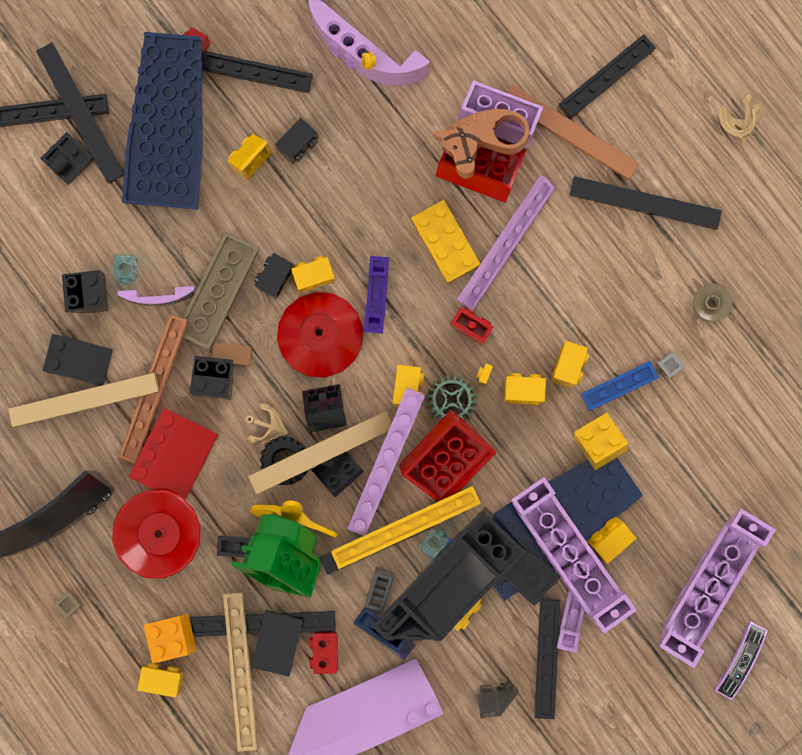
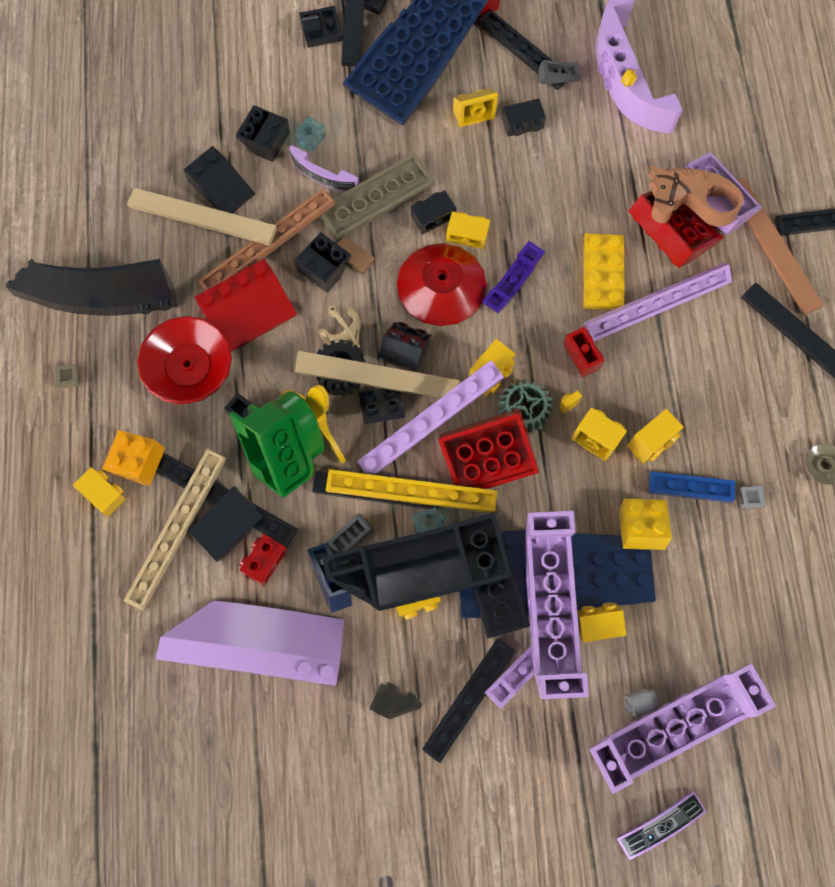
camera: 25 degrees right, 10 degrees down
(290, 80) = (547, 74): none -> dark grey slope
(675, 581) = (641, 702): none -> light grey brick

